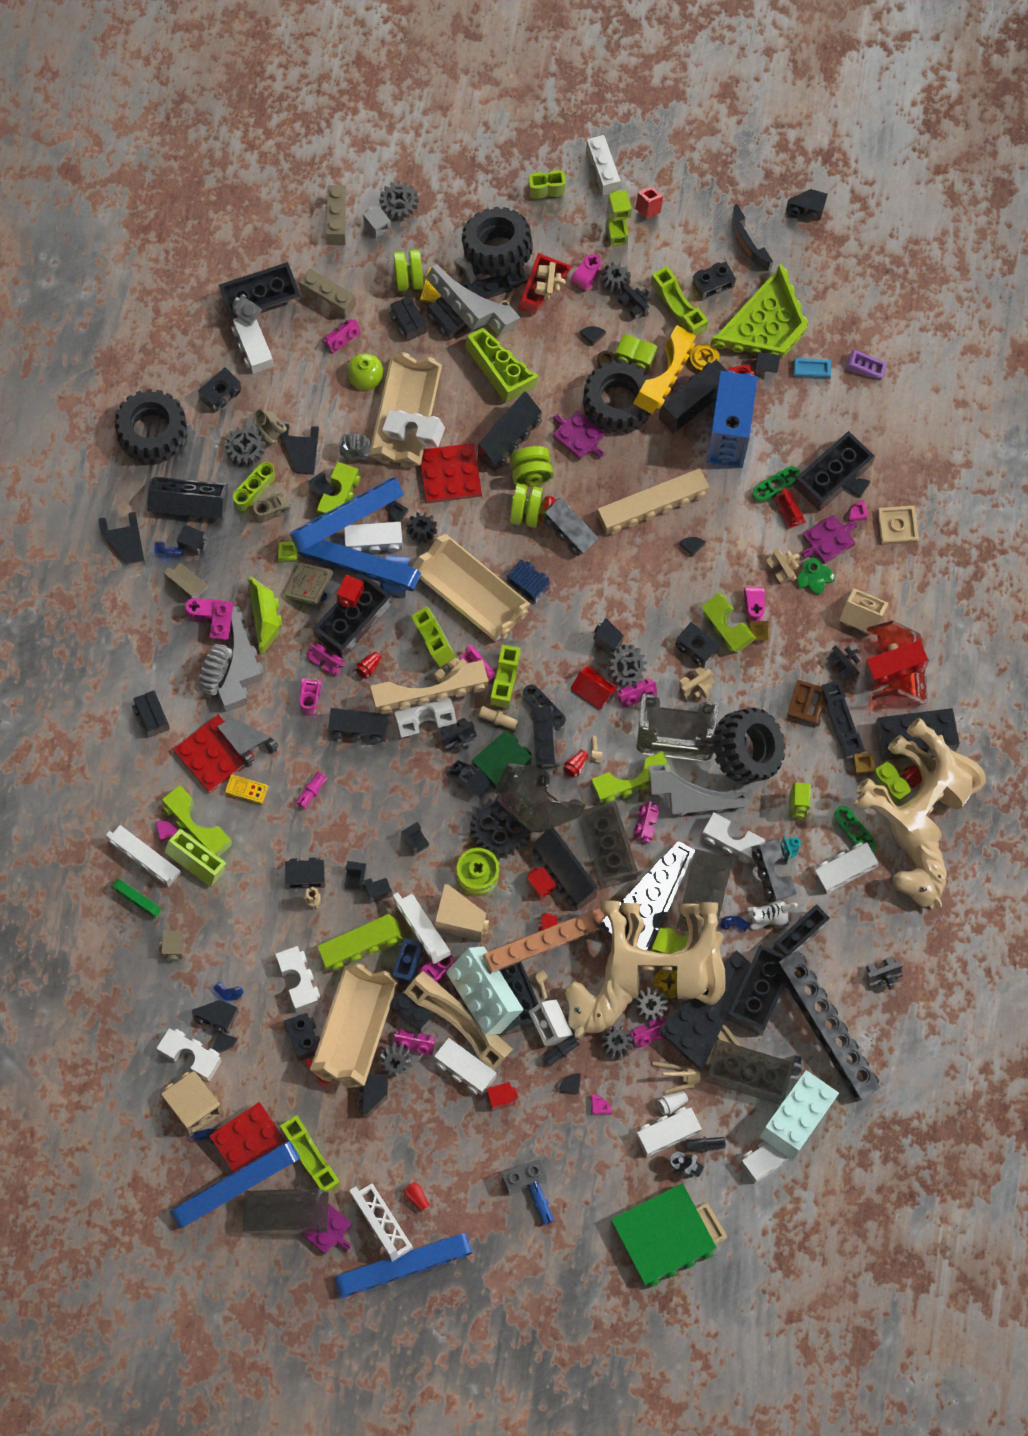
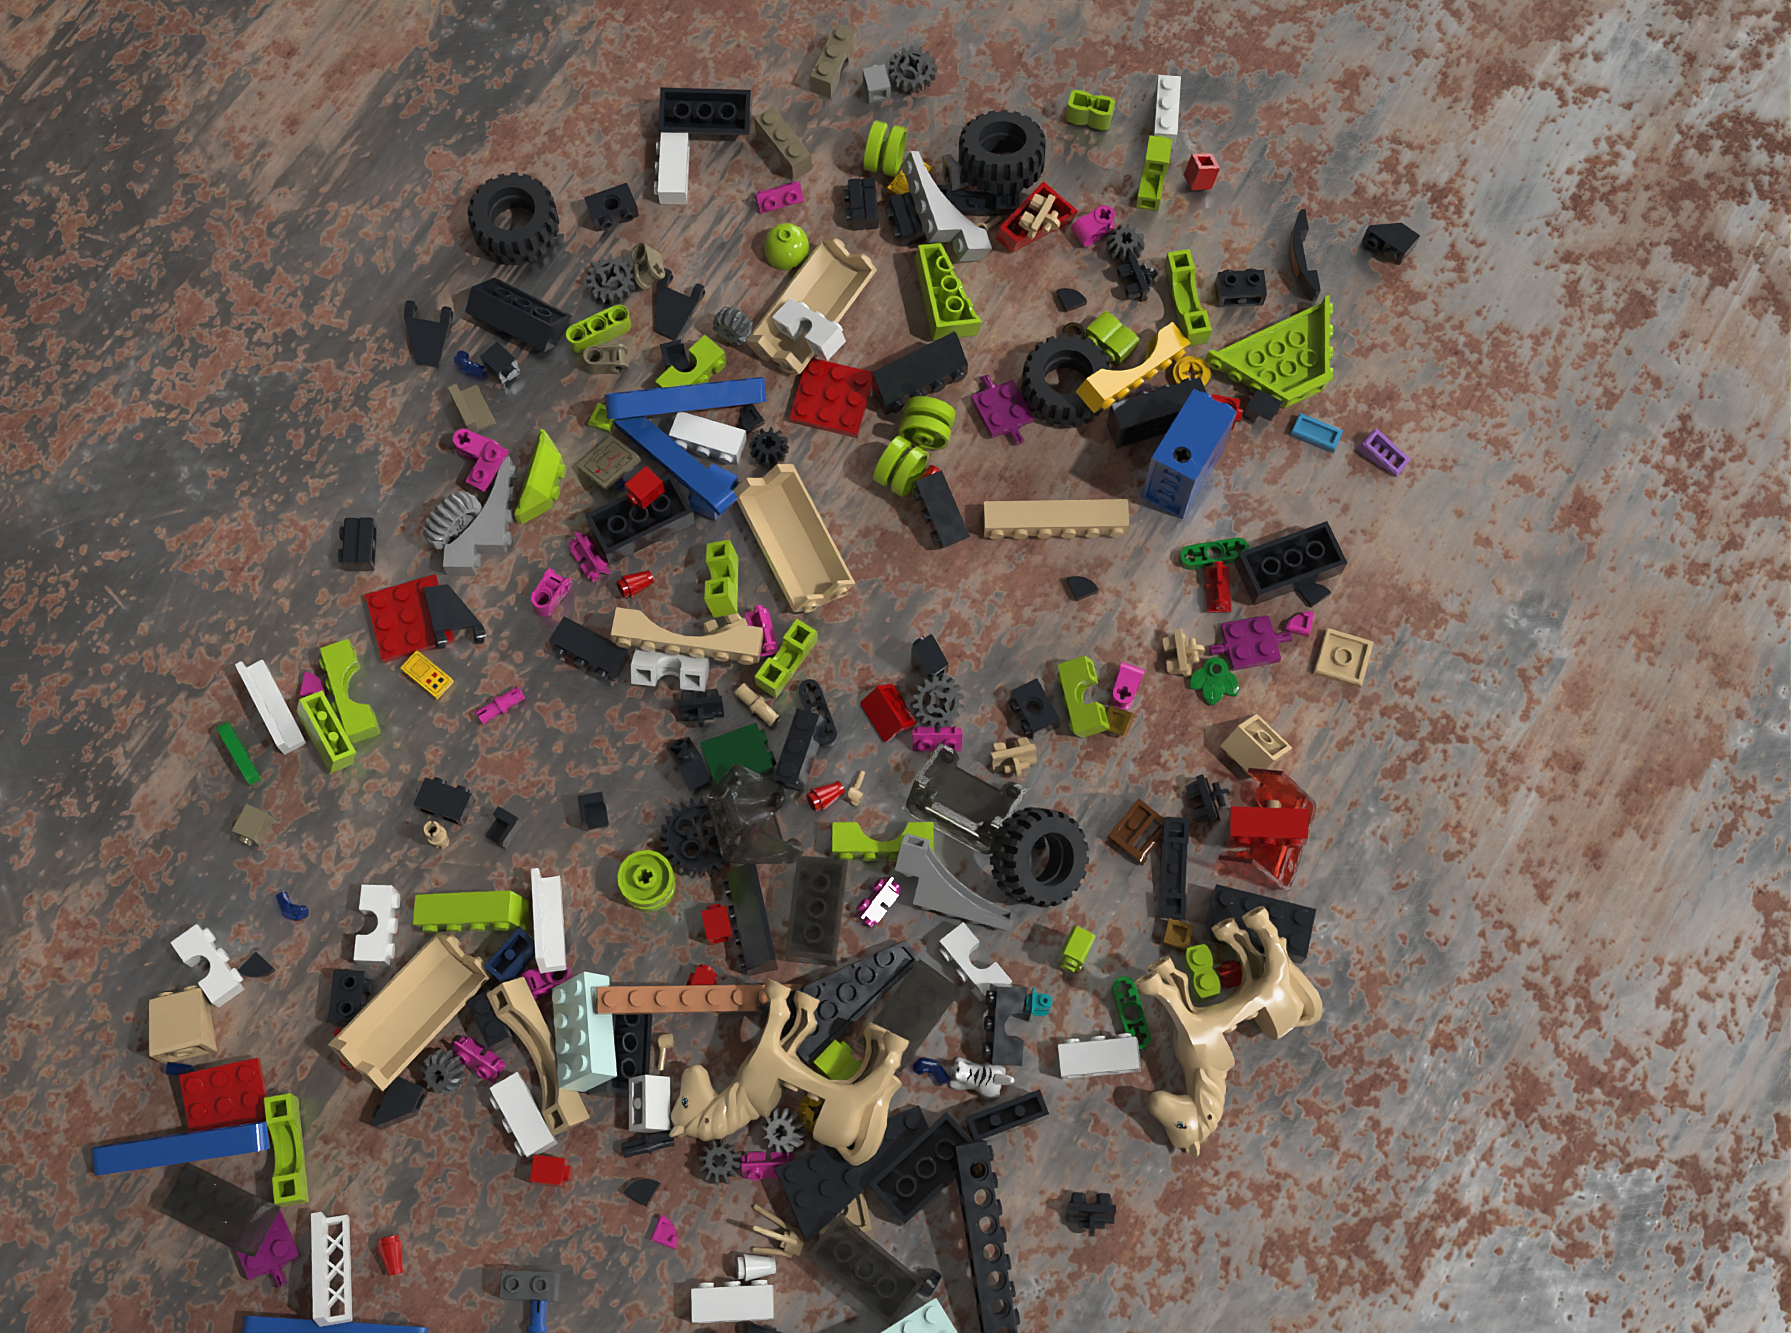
camera: 25 degrees right, 0 degrees up
(217, 1014) = (264, 930): black slope -> none
(246, 309) = (678, 125): flat silver bracket -> none
(378, 889) = (521, 855): black panel -> none
(460, 916) = (597, 928): tan slope -> none
(528, 580) = (866, 556): dark blue brick -> none

